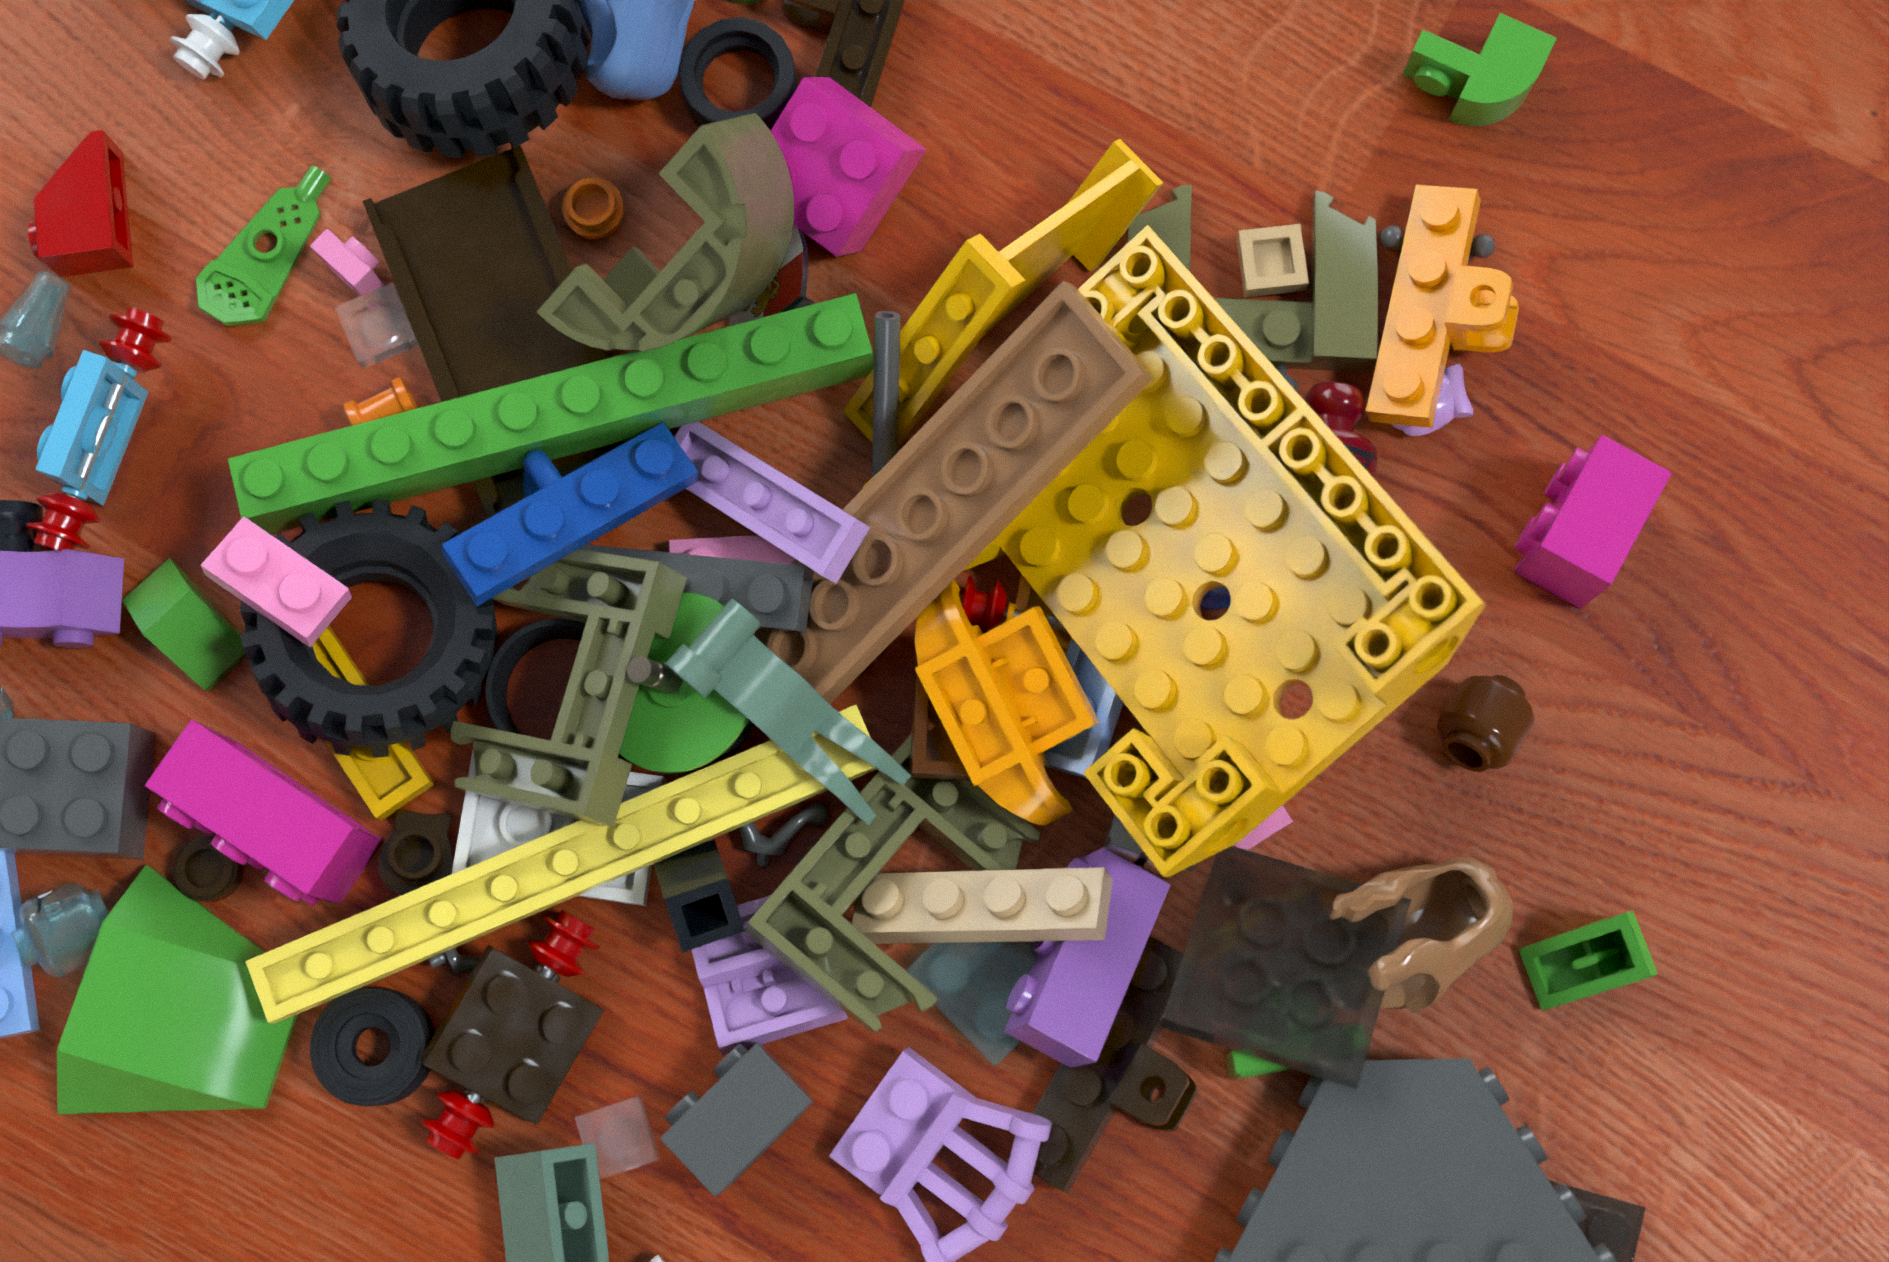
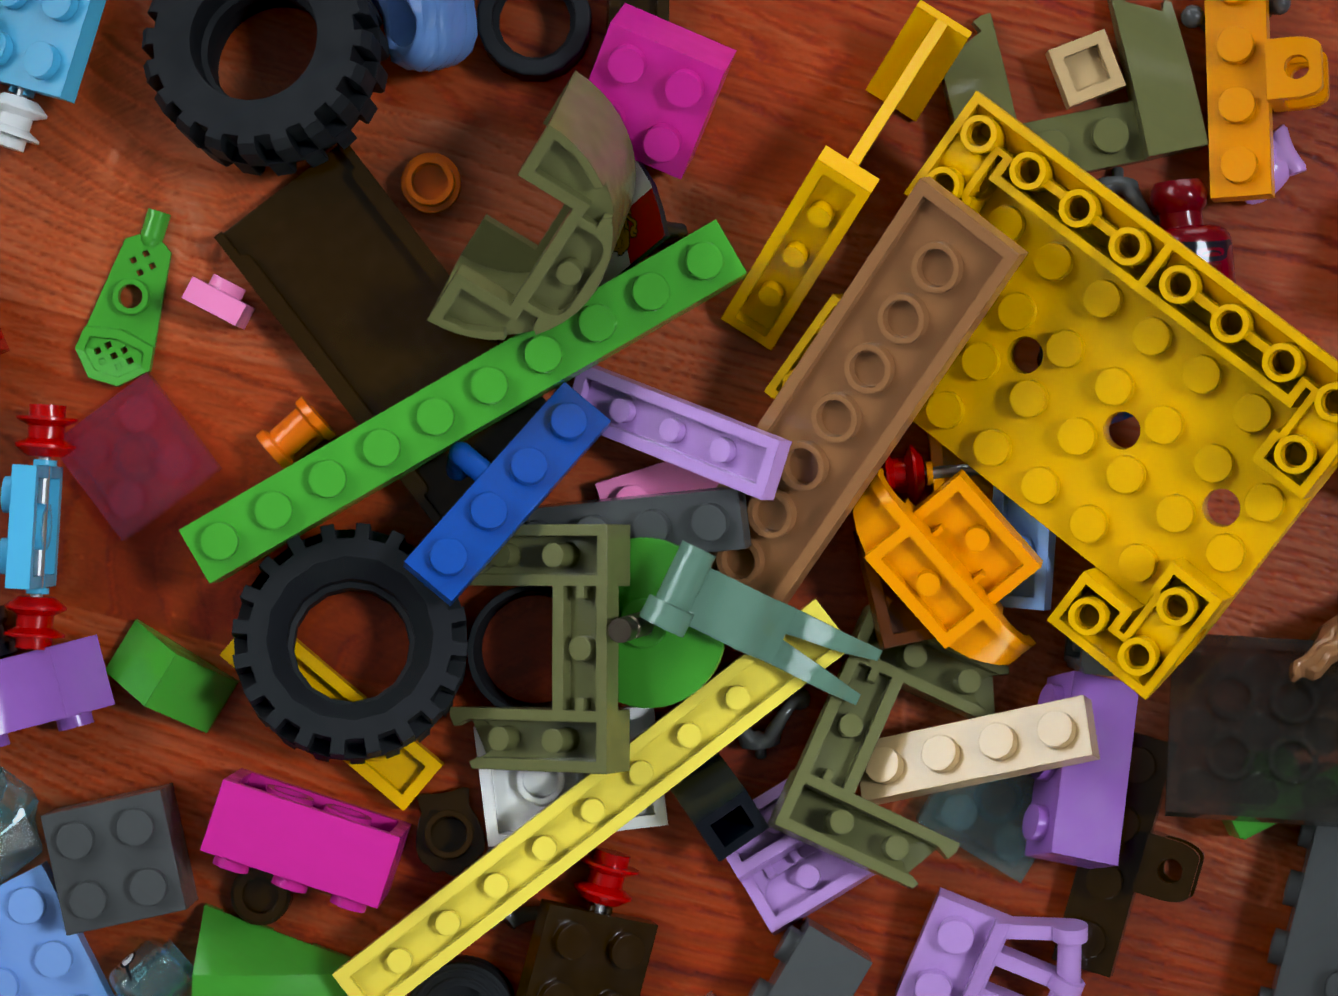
camera: 25 degrees left, 10 degrees up
(222, 398) = (137, 456): none -> clear pink plate
(276, 581) = (260, 633): bright pink plate -> none
(377, 325) = (262, 351): clear plate -> none
(885, 388) = (763, 300): dark grey piece -> none

